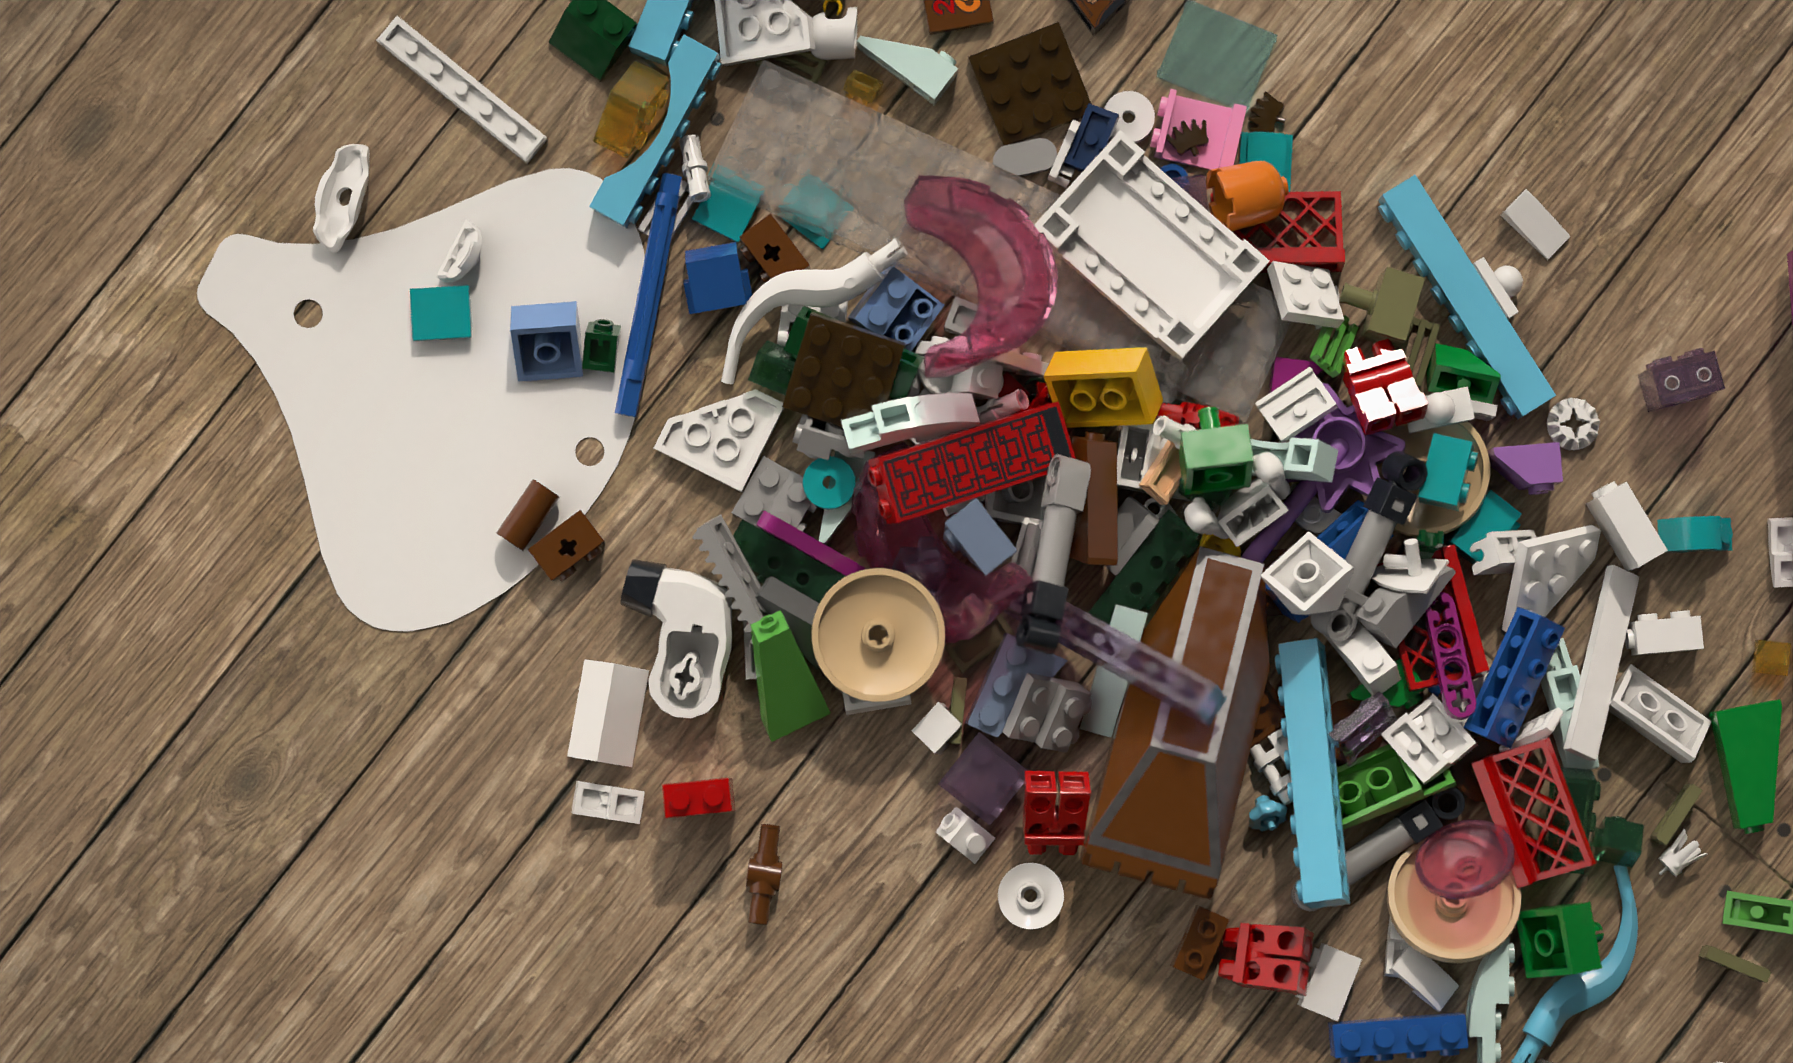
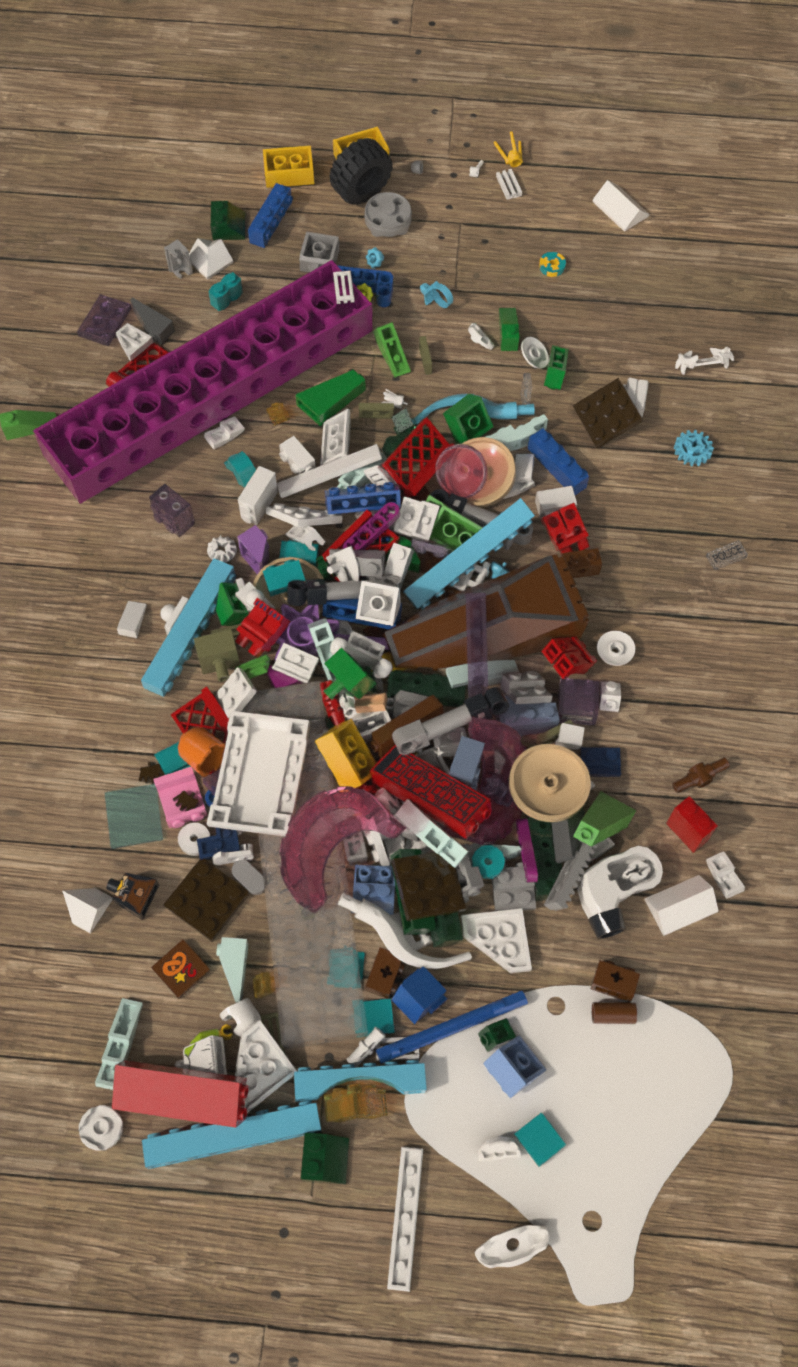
camera: 125 degrees left, 20 degrees down
(877, 749) = (601, 761): none -> dark blue plate

